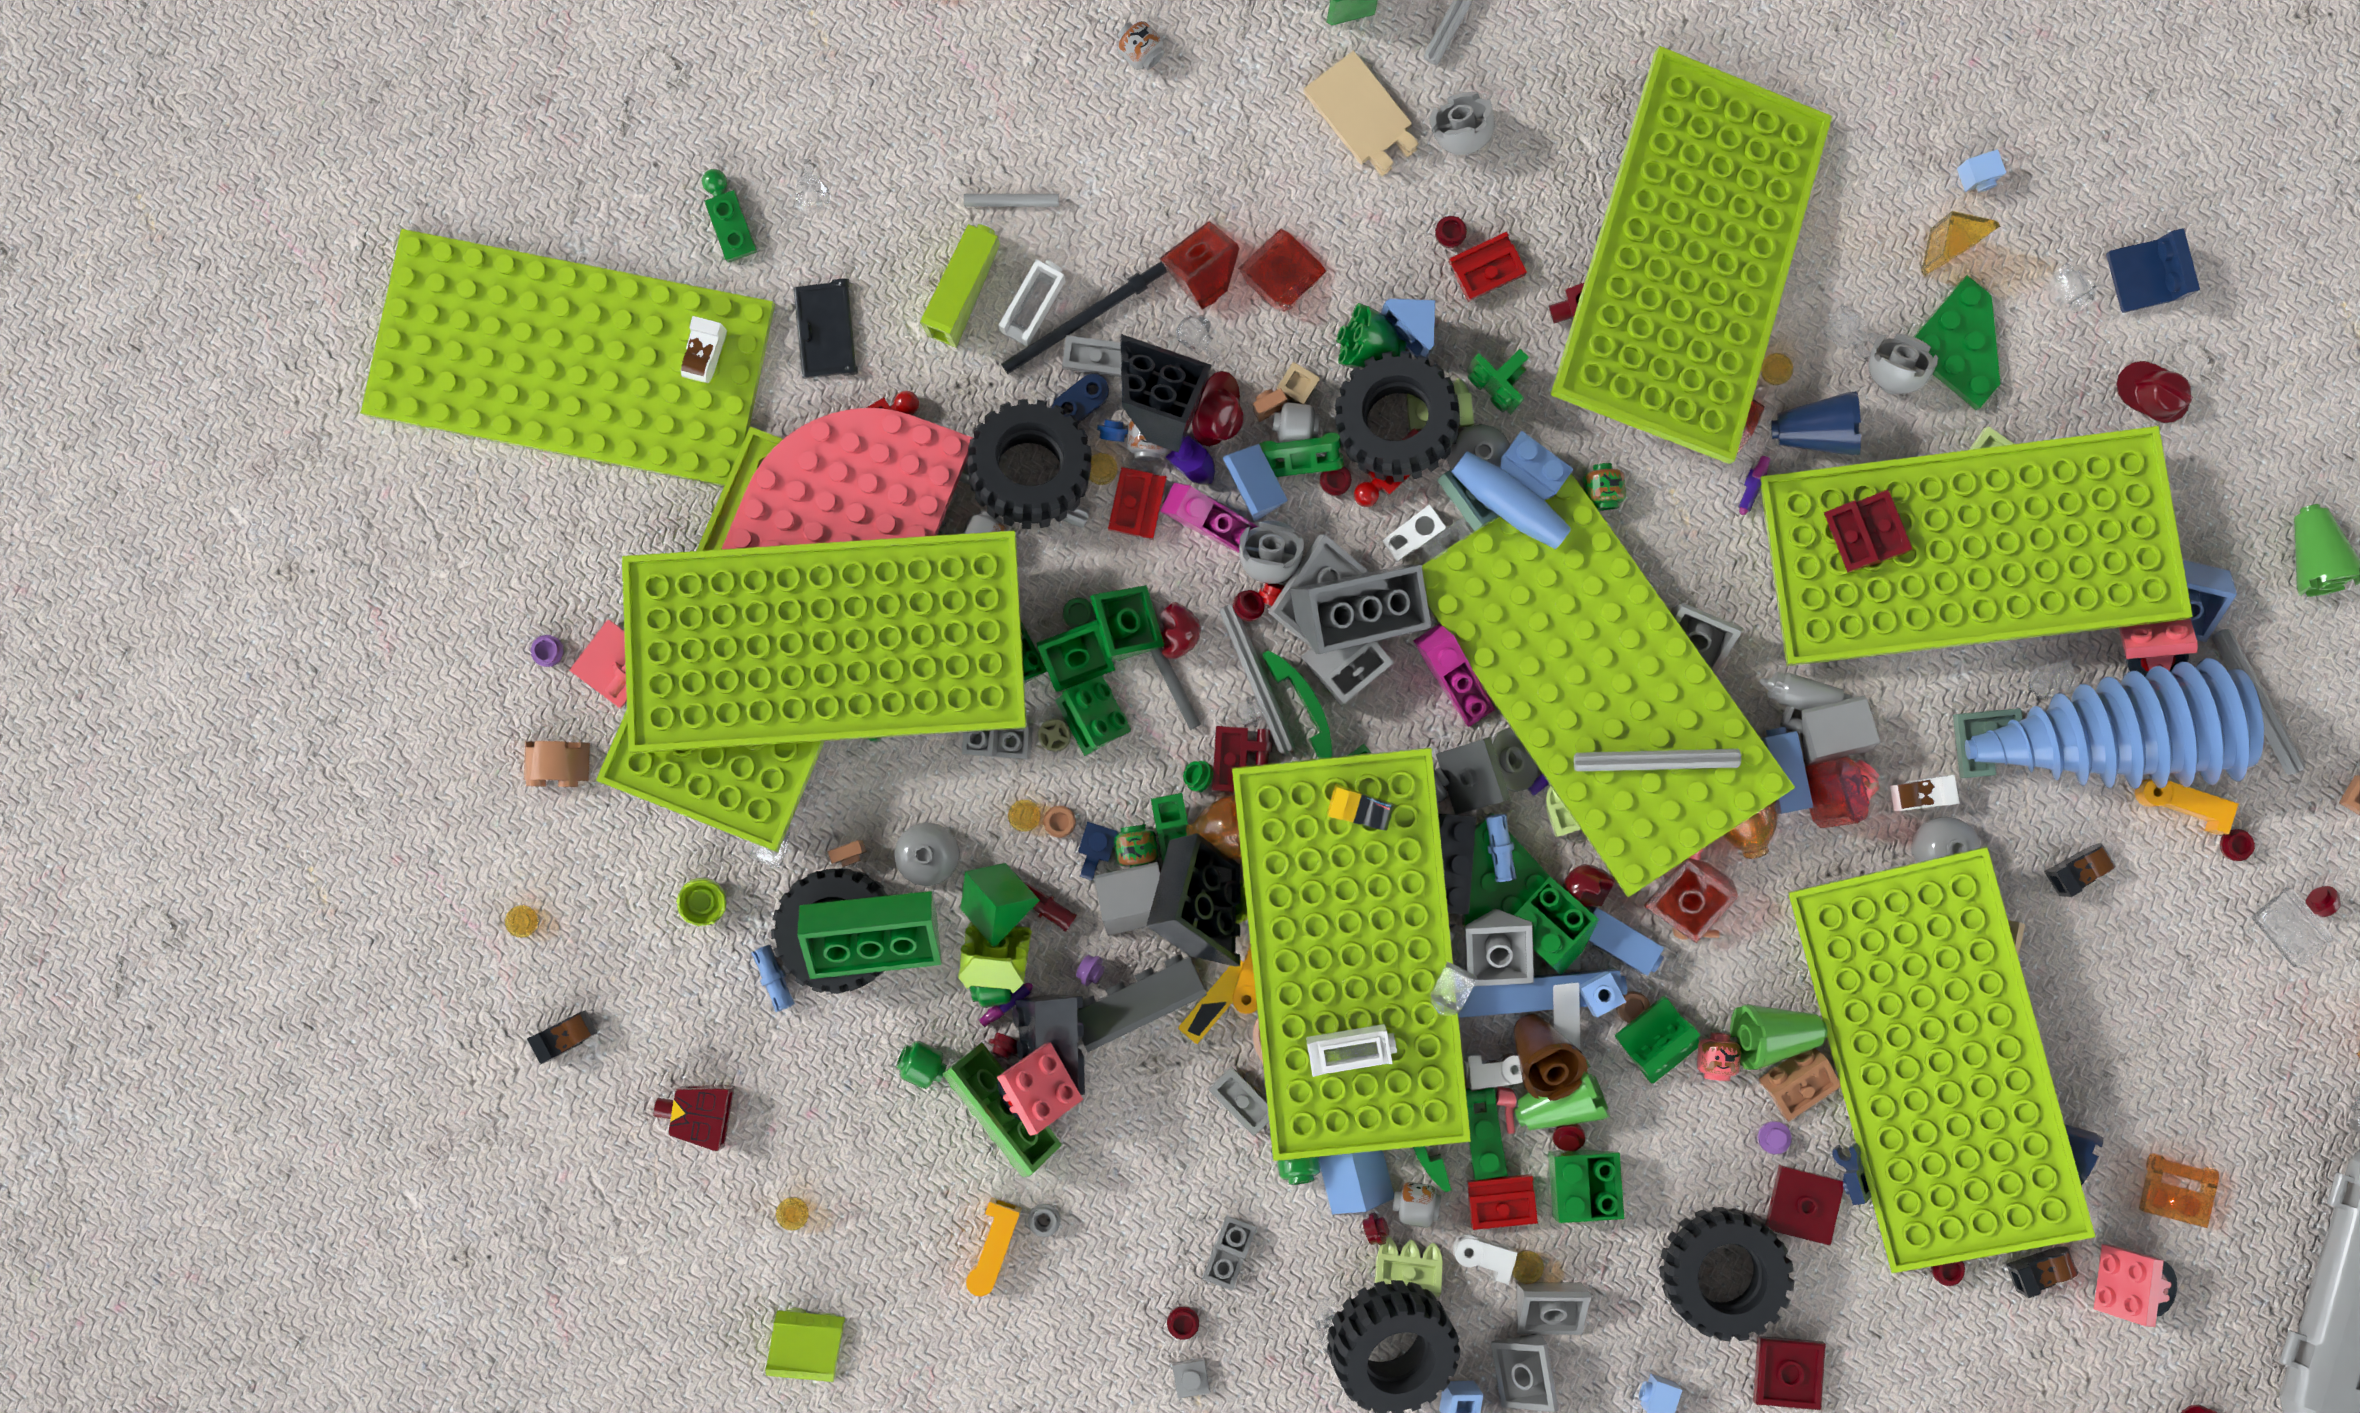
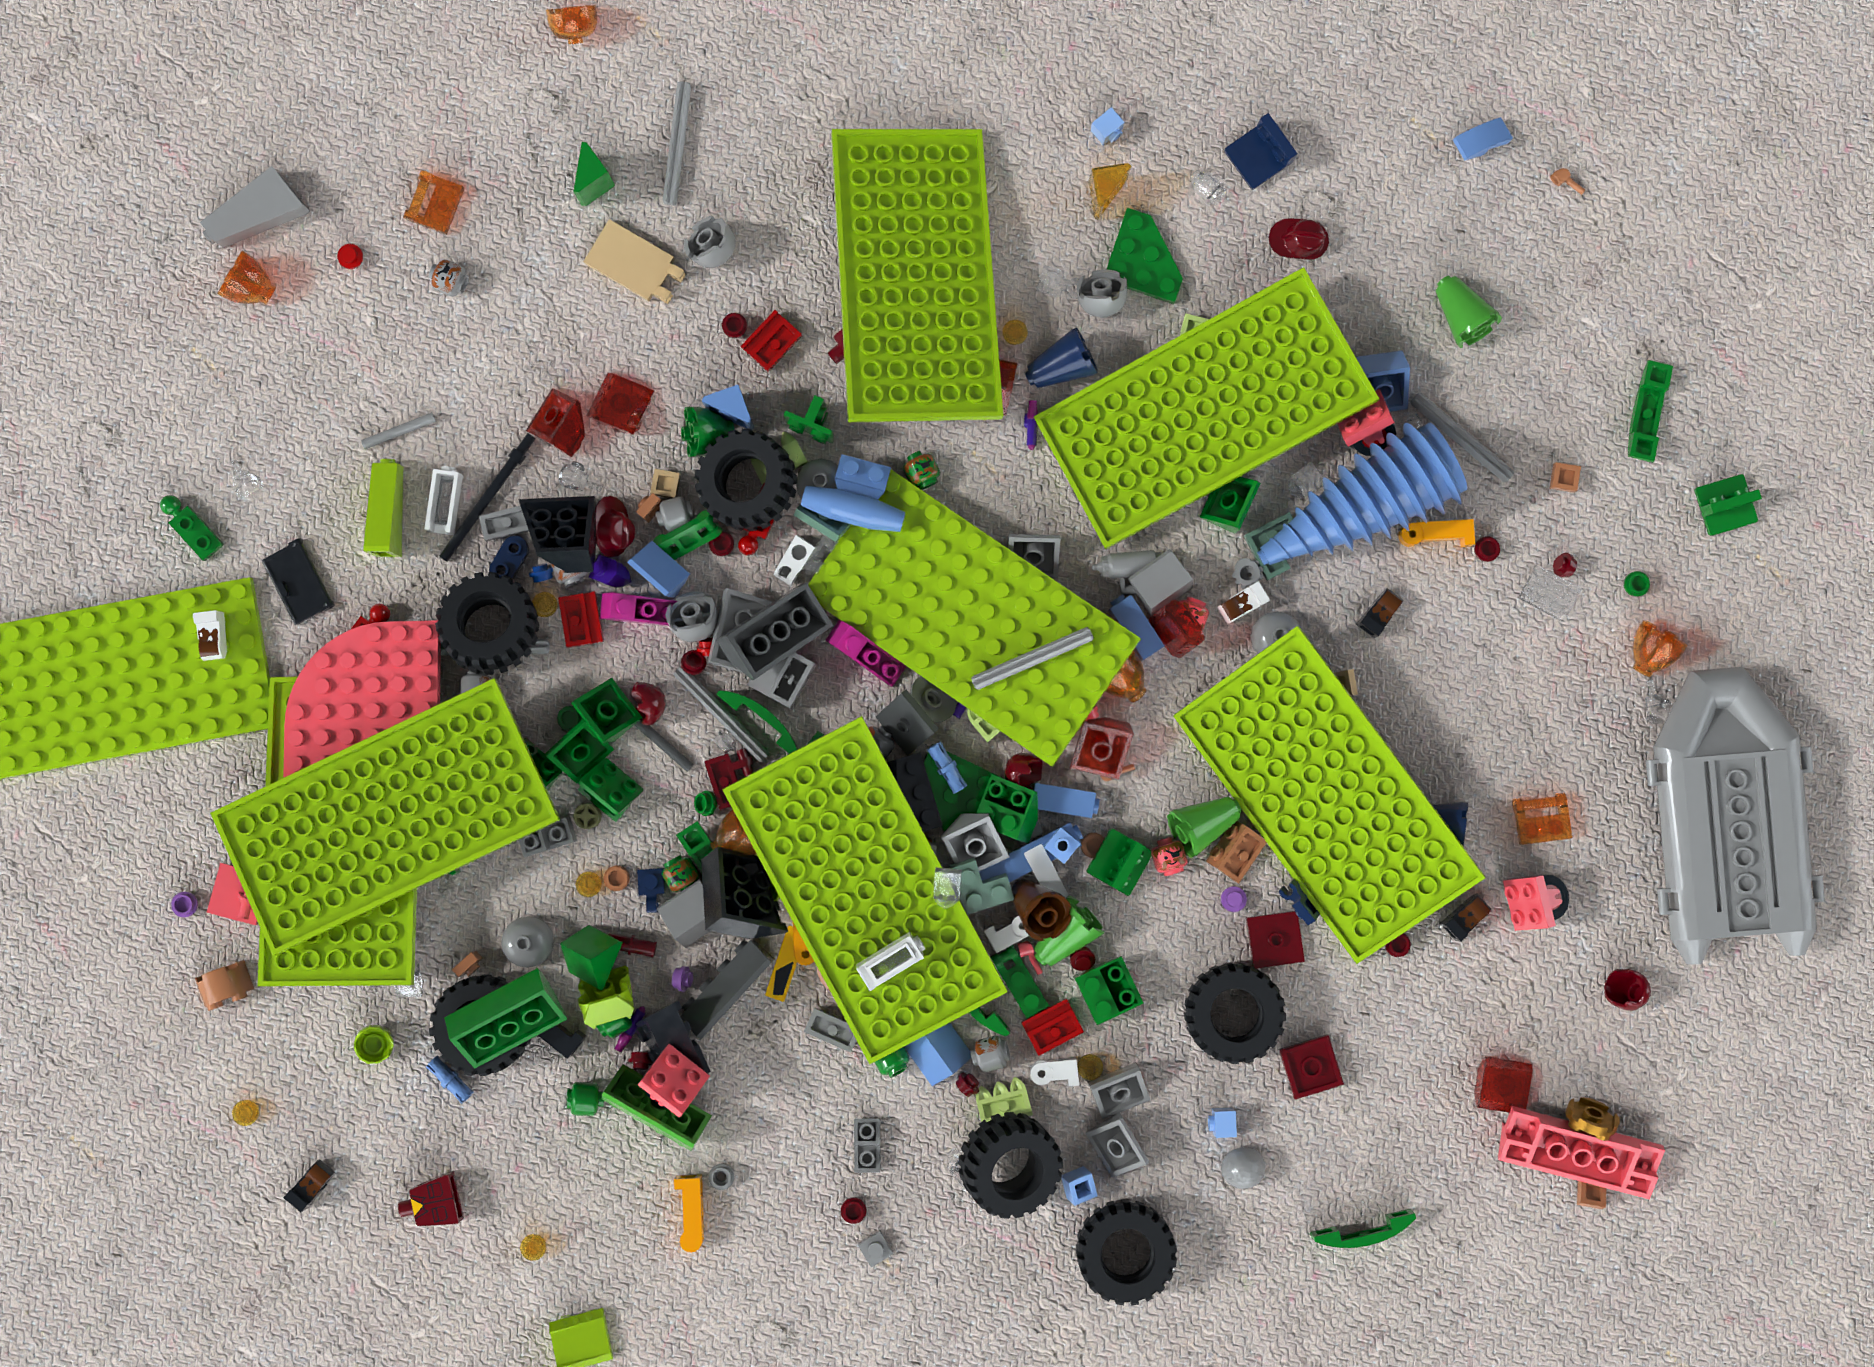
camera: 25 degrees left, 0 degrees up
(923, 986) = (563, 1040): none -> black leg
(1360, 808) = (826, 781): leg -> none
(1486, 1013) = (980, 894): none -> sand green plate
(1868, 531) = (1124, 427): dark red slope -> none
(1942, 752) = (1243, 569): none -> light grey animal
(1955, 672) = (1230, 504): none -> green slope

